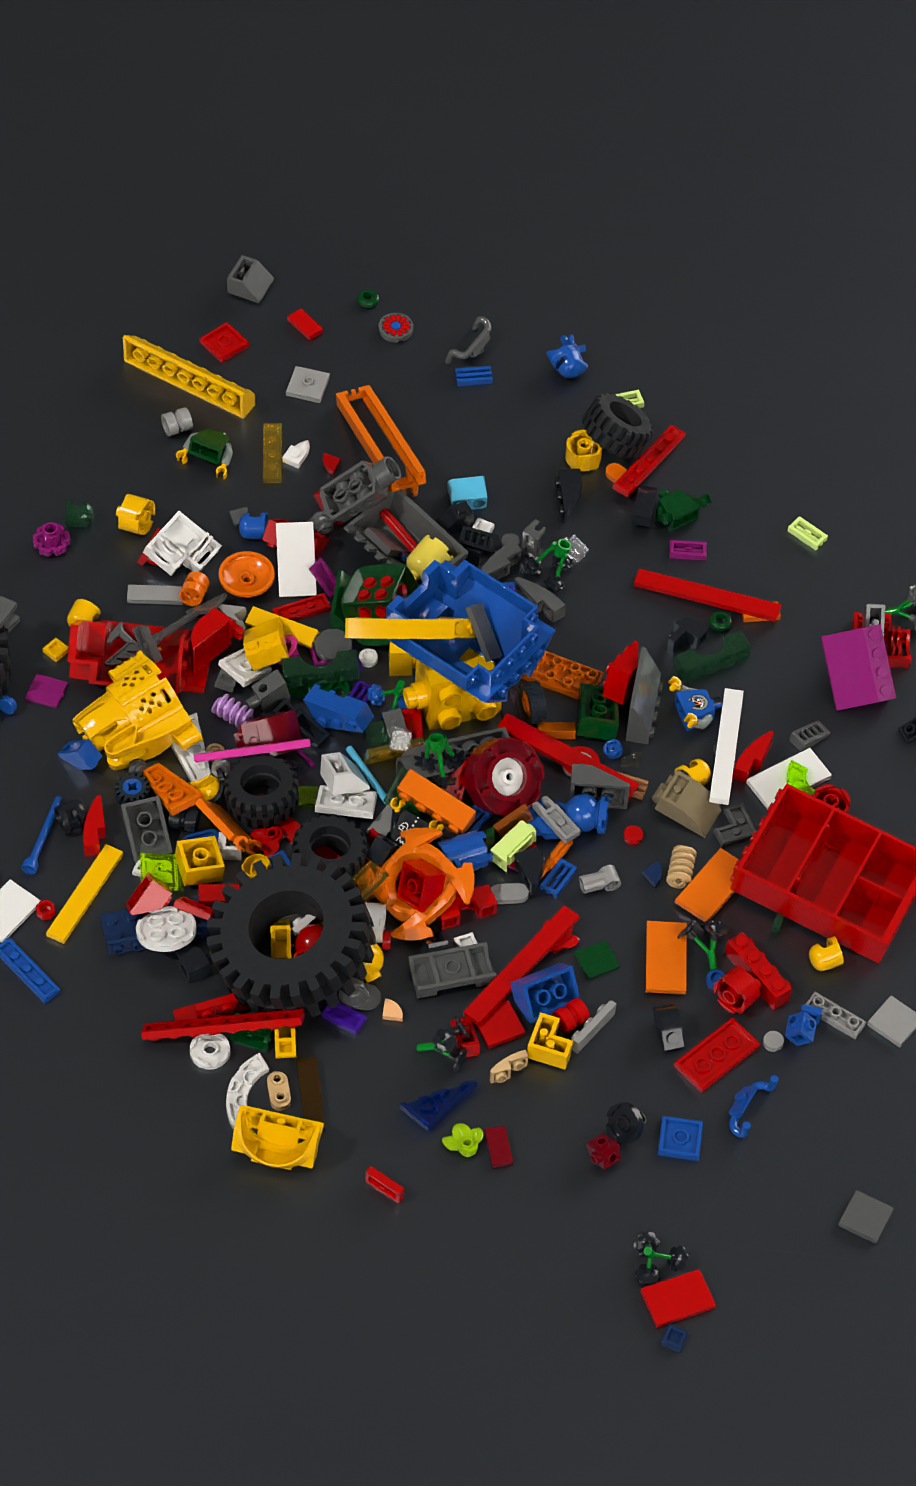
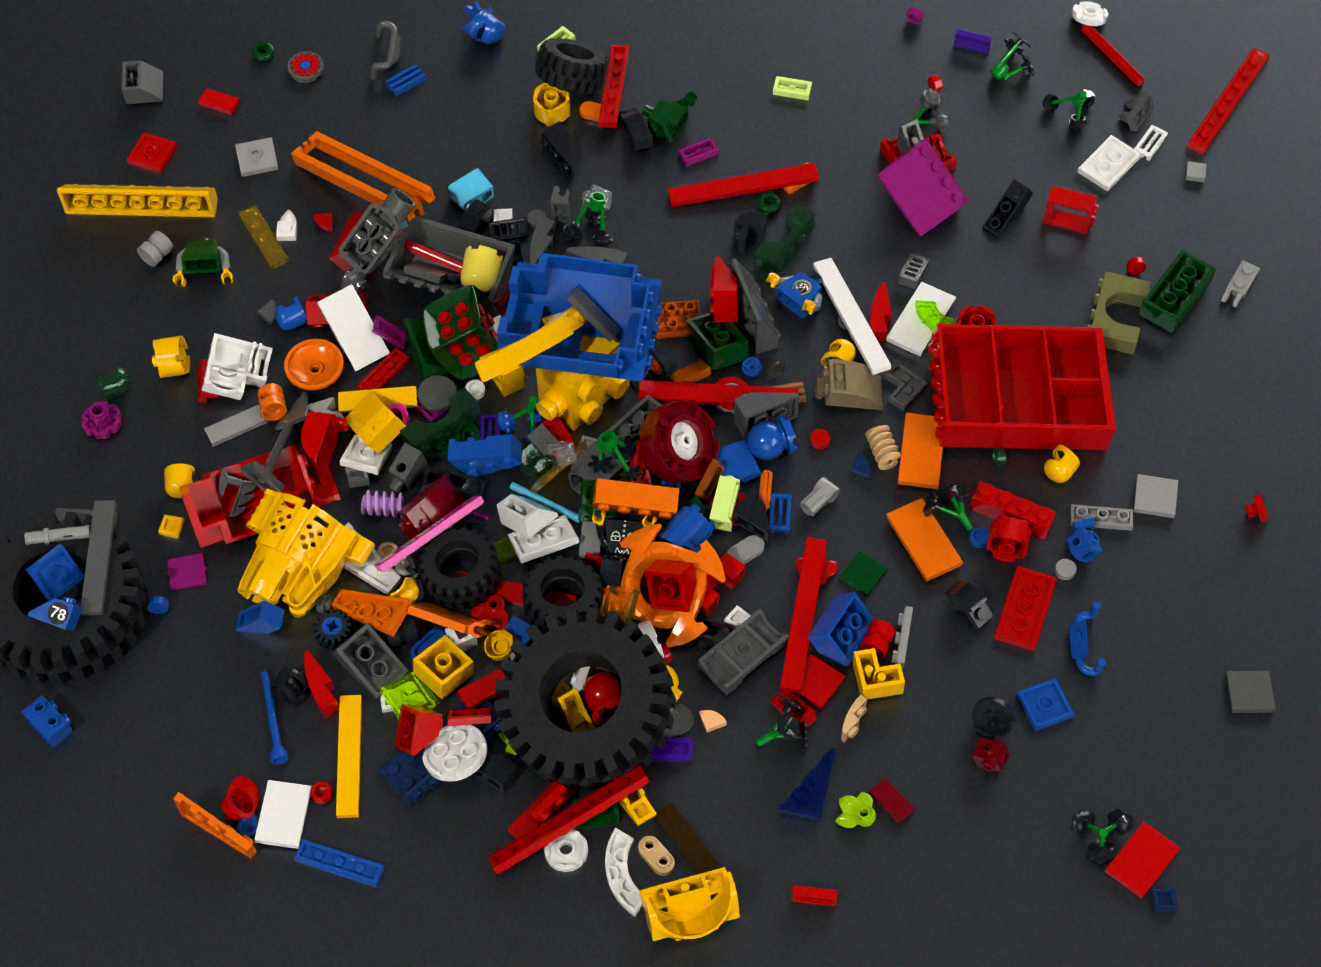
camera: 25 degrees left, 5 degrees up
(557, 819) = (748, 459): light grey hinge -> none

